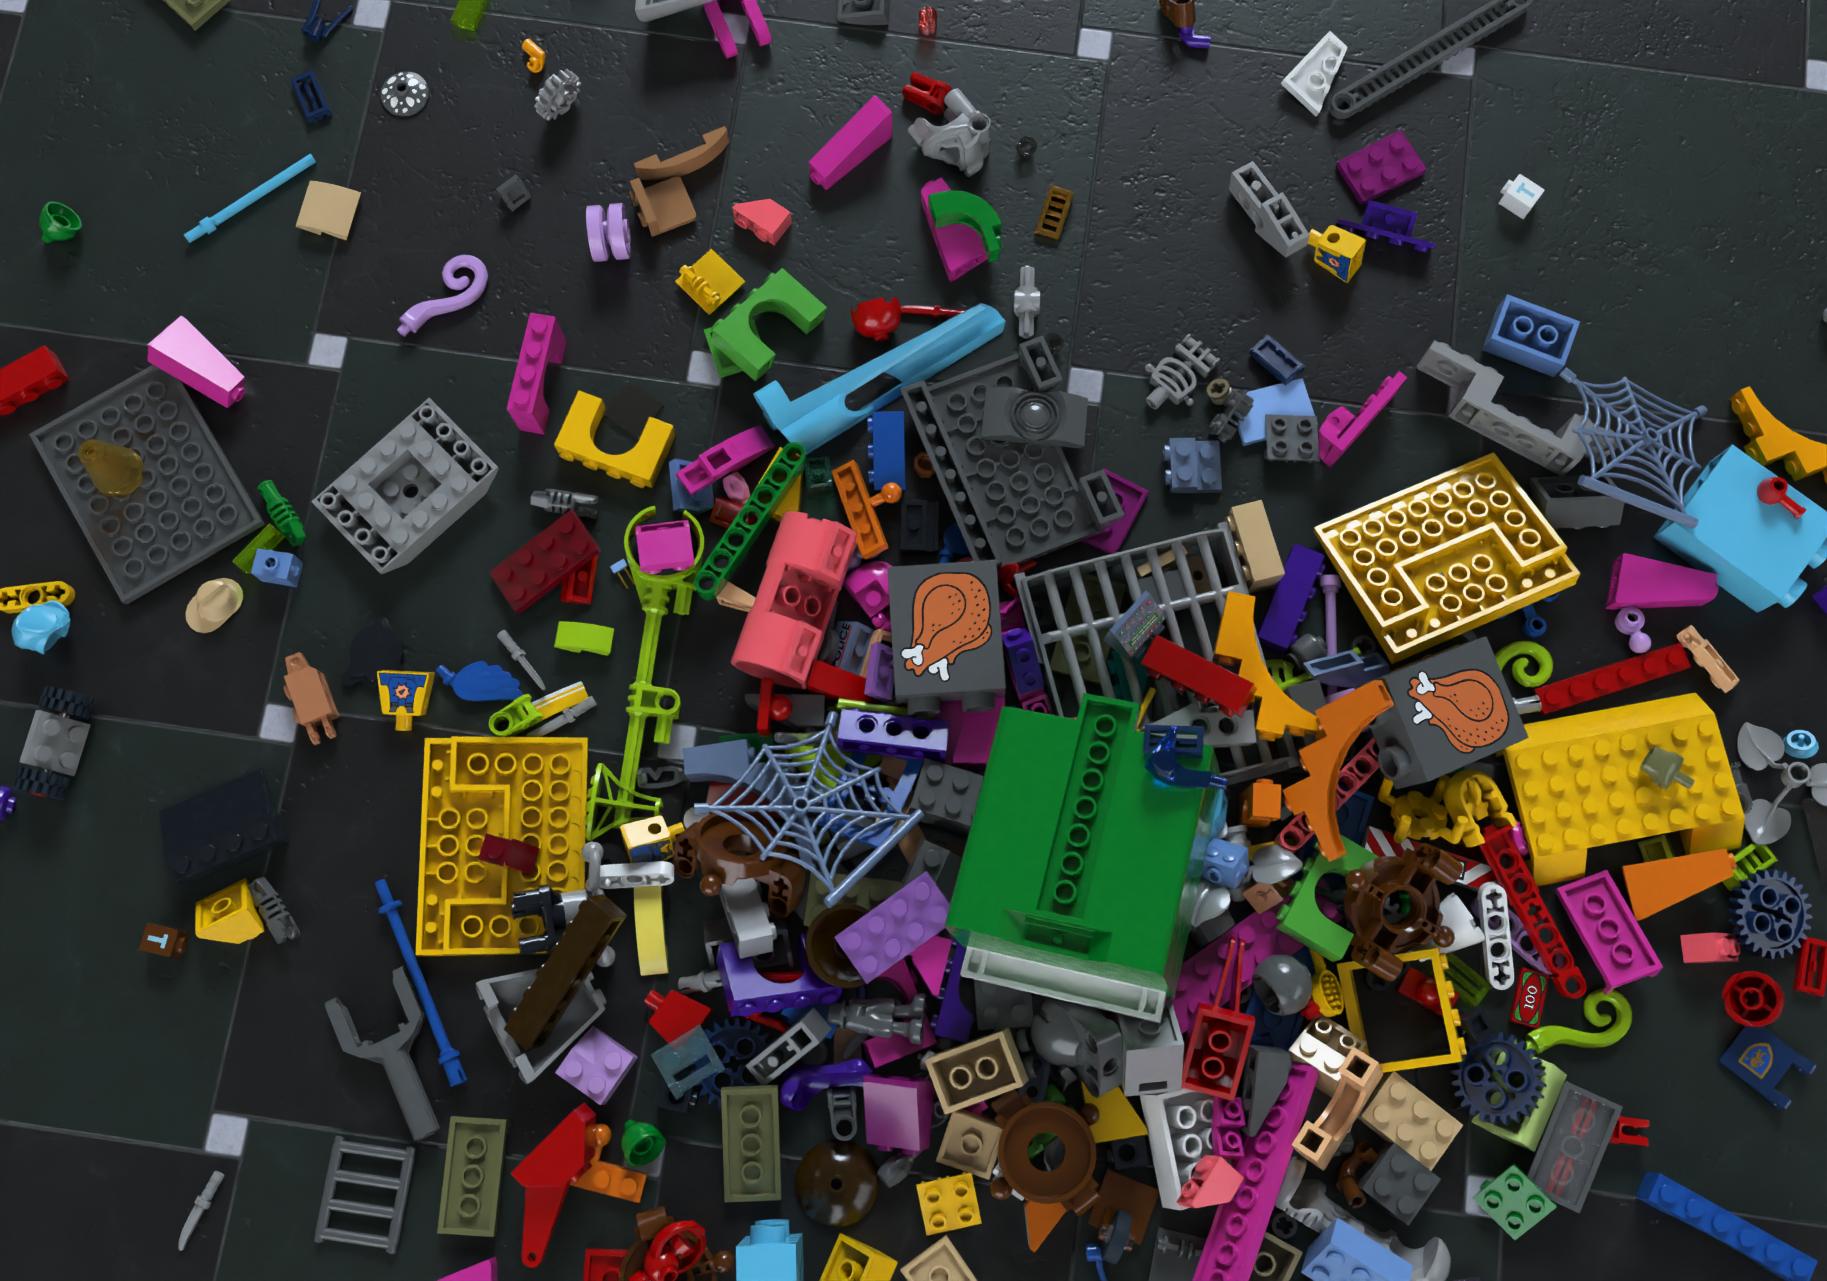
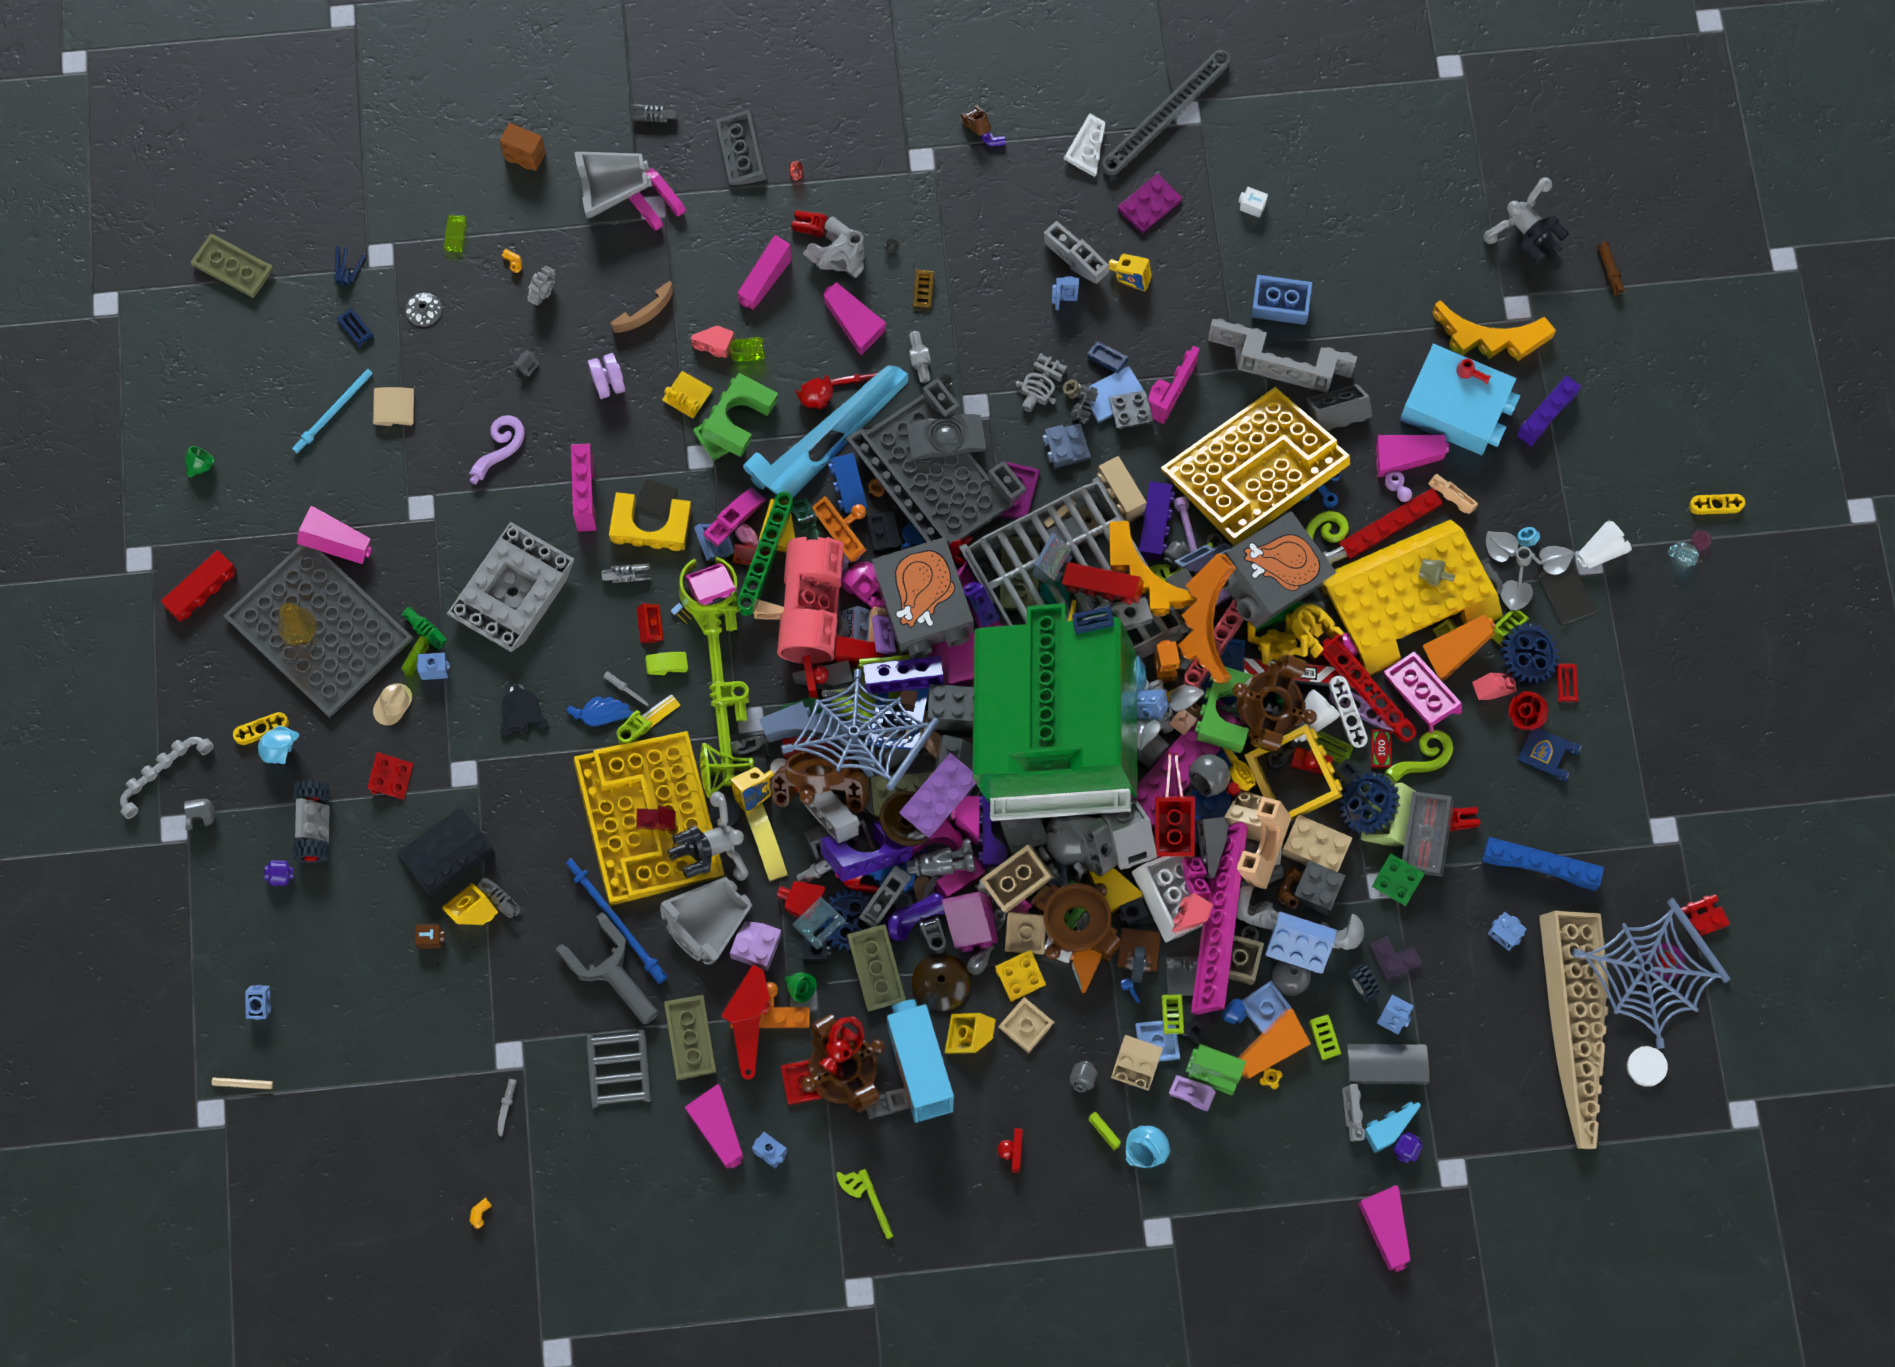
camera: 15 degrees left, 5 degrees down
(178, 703) = (389, 776): none -> red hinge
(310, 697) = (483, 748): nougat hinge -> none
(404, 695) = (551, 731): torso -> none
(545, 561) = (624, 617): dark red plate -> none
(564, 971) = (720, 881): dark brown brick -> none
(568, 716) = (669, 719): light grey piece -> none
(636, 875) = (765, 806): white beam -> none
(662, 205) = (638, 347): medium nougat bracket -> none
(805, 239) = (748, 349): none -> clear neon green piece
(970, 210) = (863, 302): green arch -> none
(1164, 767) = (1092, 637): clear blue animal -> none
(1241, 256) = (1065, 290): none -> medium blue bracket
(1387, 222) = (1163, 242): dark purple bracket -> none
(1642, 440) = (1373, 354): sand blue animal -> none

